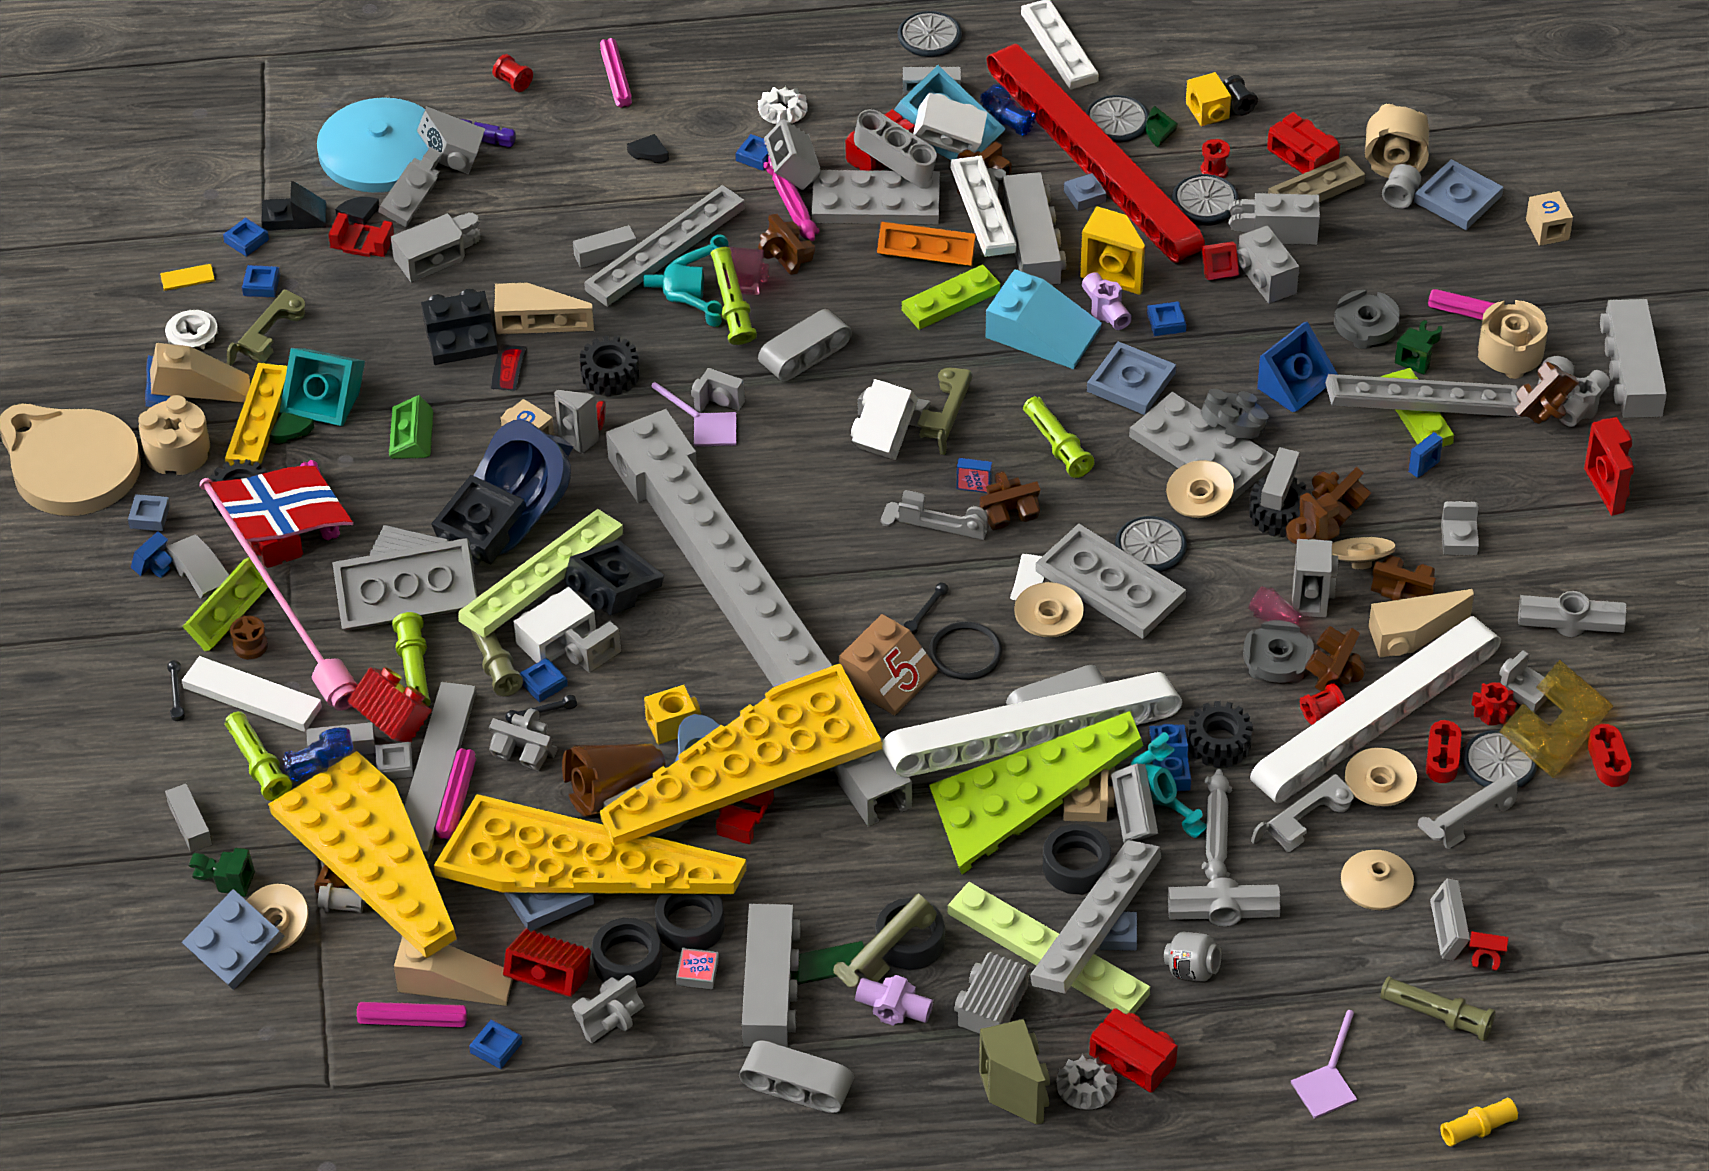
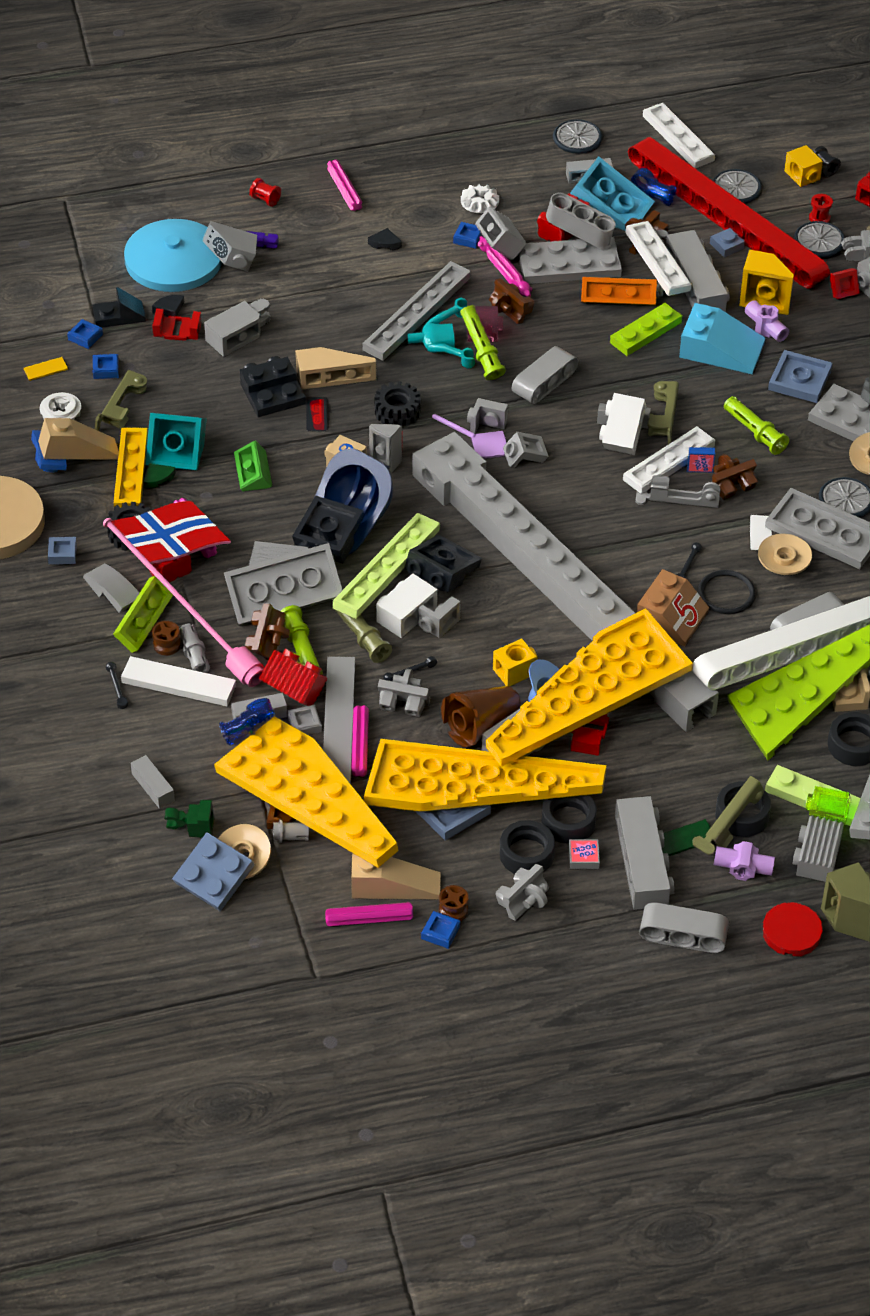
camera: 10 degrees left, 0 degrees up
(152, 556) = (74, 584): blue tile -> none
(174, 436) = (69, 489): tan brick -> none
(262, 765) = (202, 735): lime pin -> none
(280, 654) = (194, 648): none -> light grey pin
(373, 641) = (269, 631): none -> reddish brown hips
(411, 188) = (208, 285): light grey hinge -> none
(523, 1005) = (457, 897): none -> reddish brown wheel
(543, 679) = (406, 647): blue tile -> none
(547, 963) = (468, 862): red brick -> none
(603, 246) = (369, 315): light grey piece -> none
(755, 437) = (525, 447): none -> light grey bracket
(933, 470) = (666, 460): none -> white tile
(934, 1094) = (792, 929): none -> red tile
(950, 124) = (617, 199): white brick -> none
(1016, 941) = (829, 804): none -> clear neon green brick
(1159, 126) = (770, 189): dark green tile -> none
(1166, 318) = (813, 330): blue tile -> none

